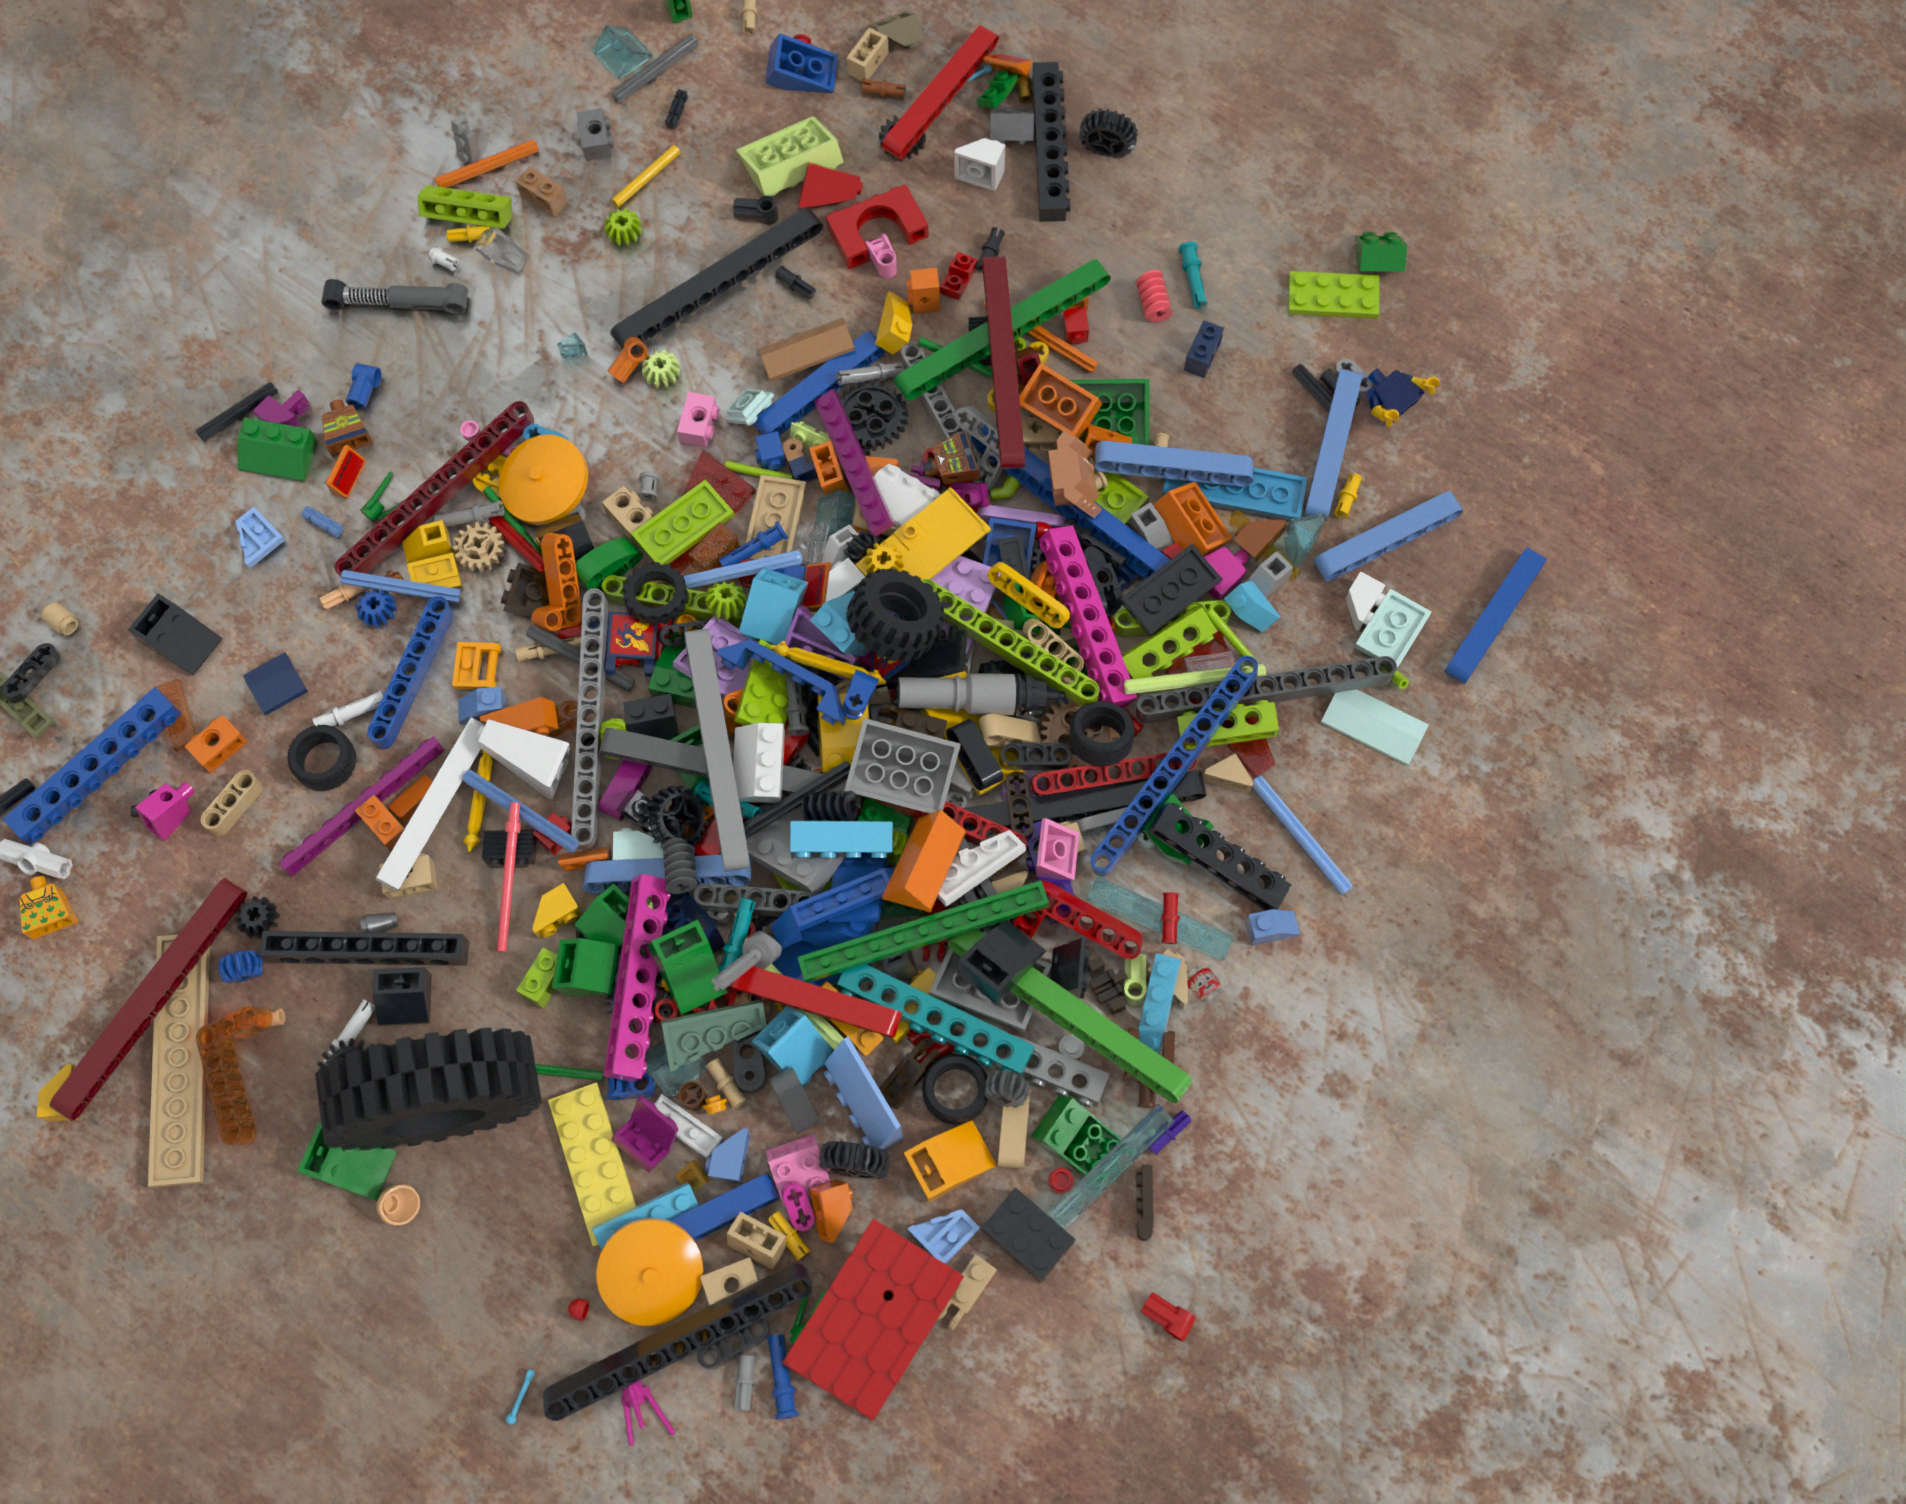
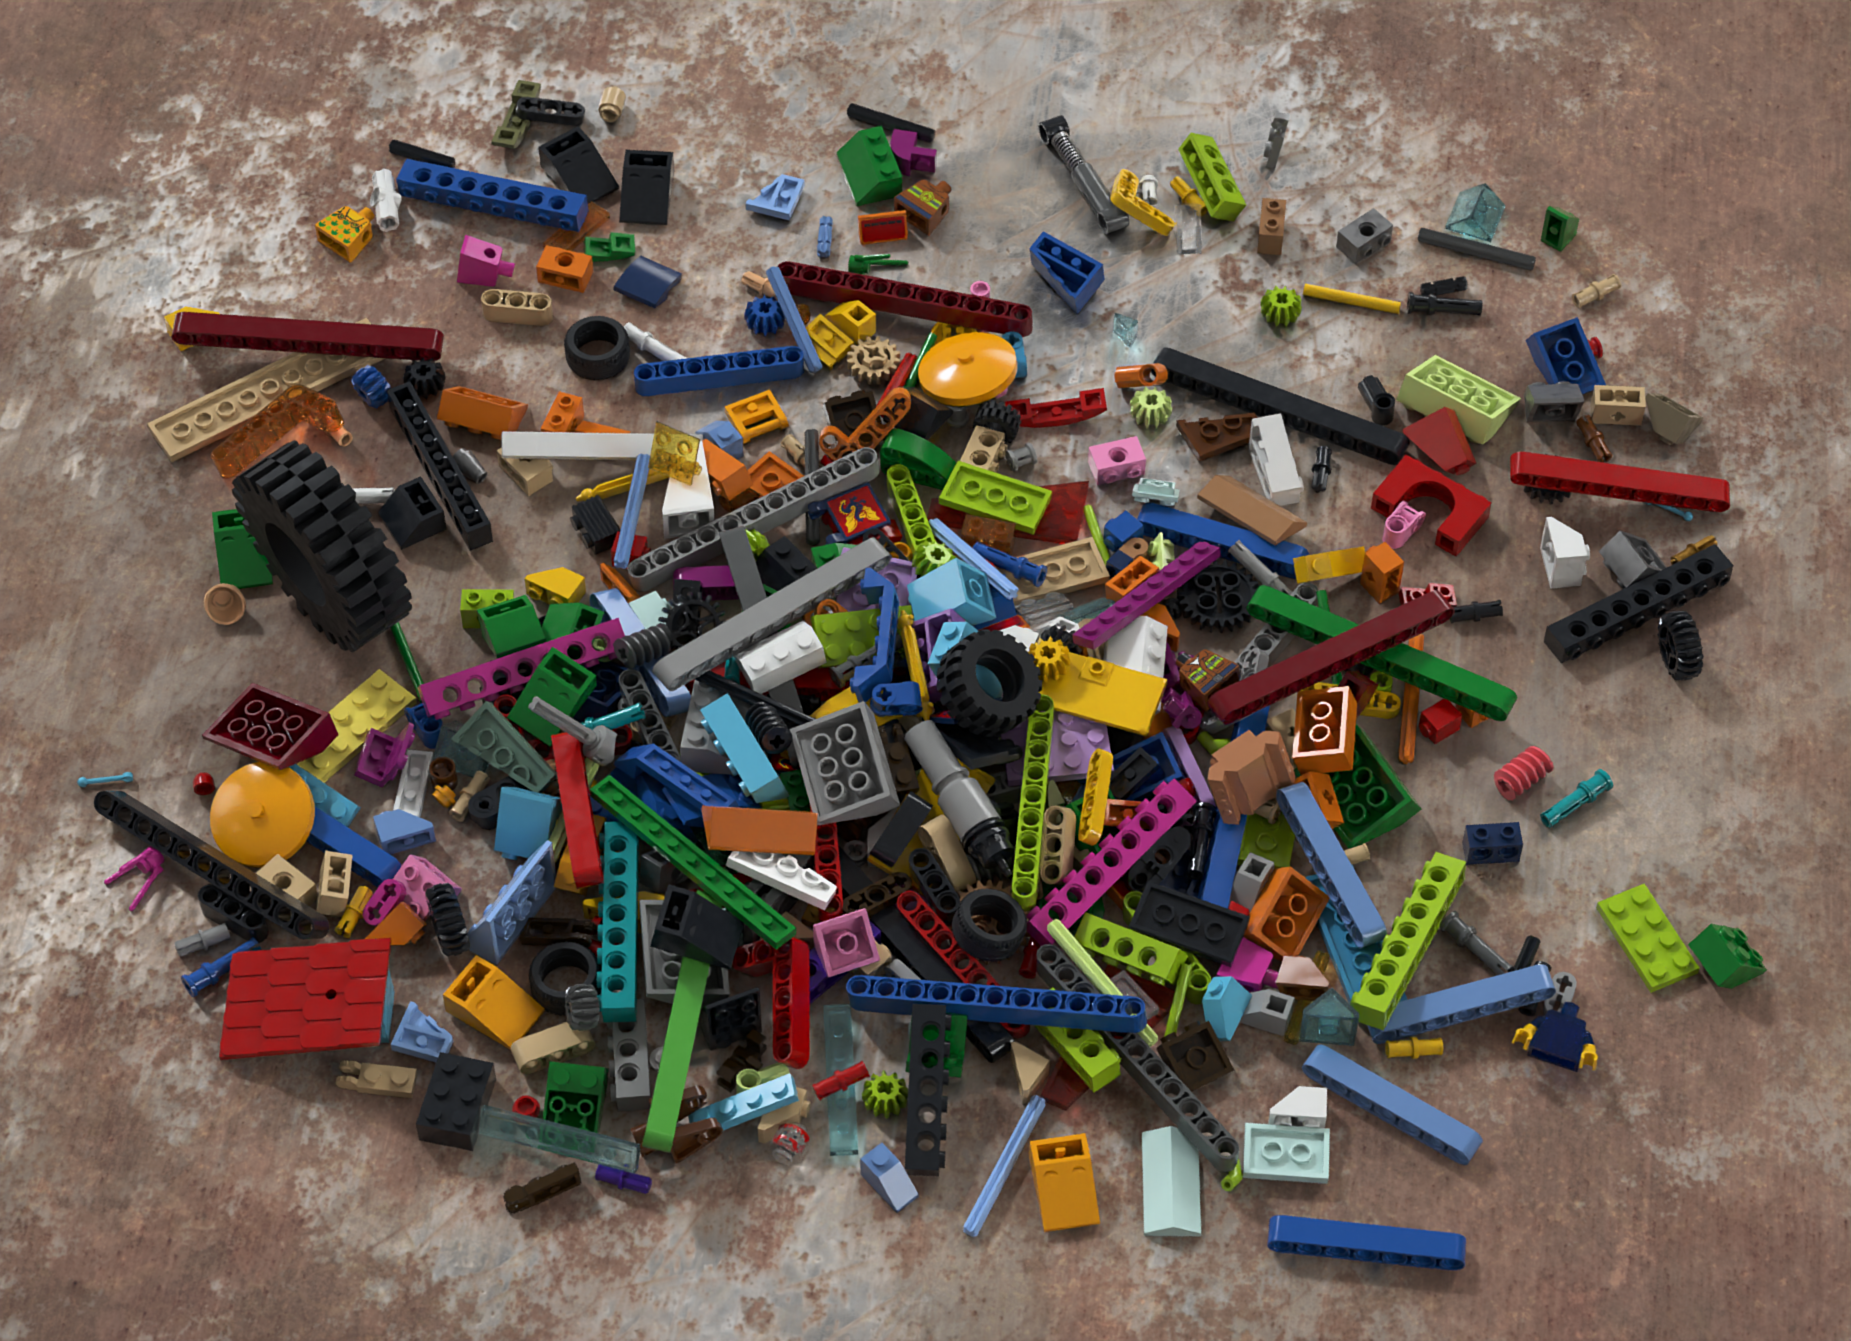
camera: 60 degrees right, 15 degrees down
(111, 679) = (577, 165): none -> black slope
(216, 697) = (615, 248): none -> green slope
(326, 886) = (480, 411): none -> orange slope
(347, 818) = (545, 393): magenta plate -> none
(363, 381) = (984, 194): blue piece -> none
(453, 277) = (1125, 198): none -> yellow beam
(476, 513) = (903, 339): light grey pin -> none
(487, 164) = (1273, 173): orange axle -> none
(487, 358) = (1066, 270): none -> blue wedge
(499, 746) = (674, 454): none -> clear yellow hinge
(513, 828) = (610, 511): coral bar -> none
(552, 682) = (771, 474): none -> orange plate
(570, 1225) = (272, 728): none -> dark red slope
(606, 483) = (998, 418): none -> black tyre
(620, 436) = (1061, 411): none -> red slope
(654, 573) = (906, 526): black tyre -> none
(690, 124) = (1432, 304): none -> black pin
(693, 1174) = (369, 807): pearl gold plate -> none
(718, 334) = (1216, 436): none -> reddish brown wing
(772, 309) = (1274, 460): none -> white wedge
(794, 1100) = (478, 847): dark grey beam -> none
(837, 93) = (1553, 402): none -> flat silver slope
(999, 89) = (1673, 534): green slope -> none
(1009, 63) = (1701, 526): orange slope -> none
(1174, 1319) = (441, 1263): red piece -> none
(1204, 885) = (885, 1094): none -> lime gear
(1232, 405) = (1409, 940): none -> lime brick
(1273, 409) = (1467, 937): none -> dark grey pin
(1279, 647) = (1195, 1055): none -> dark brown plate
(1344, 798) = (1064, 1182): none -> light orange slope

